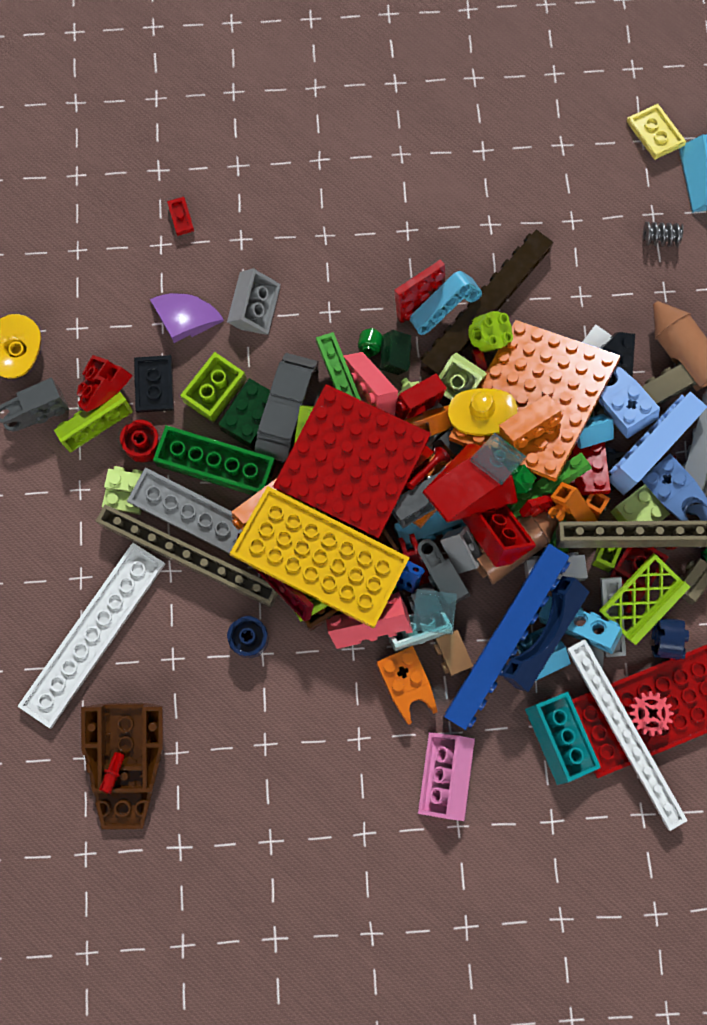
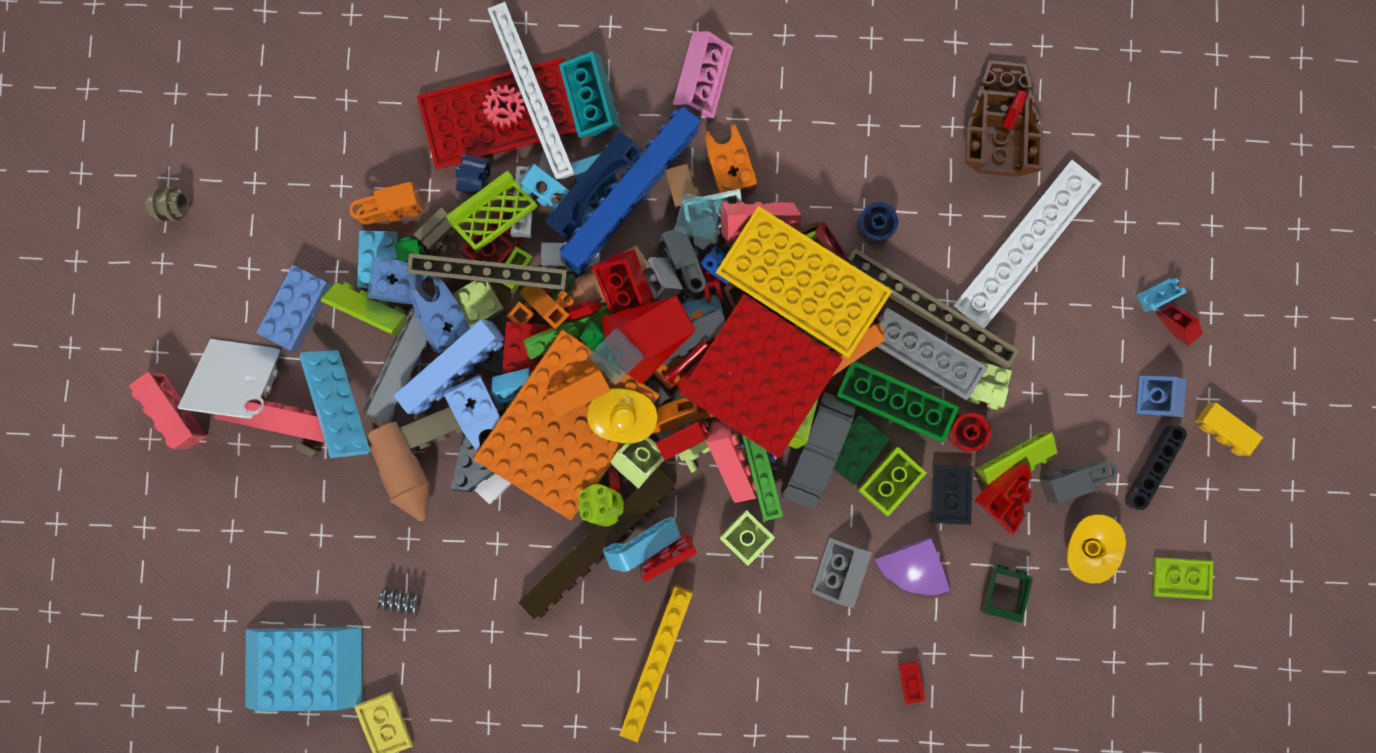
camera: 175 degrees left, 10 degrees up
(97, 283) = (1018, 614): none -> dark green window
(347, 321) = (747, 537): none -> yellowish green brick
(370, 342) = (724, 514): green head -> none
(395, 352) = (700, 498): clear green brick -> none
(417, 208) = (656, 663): none -> yellow brick

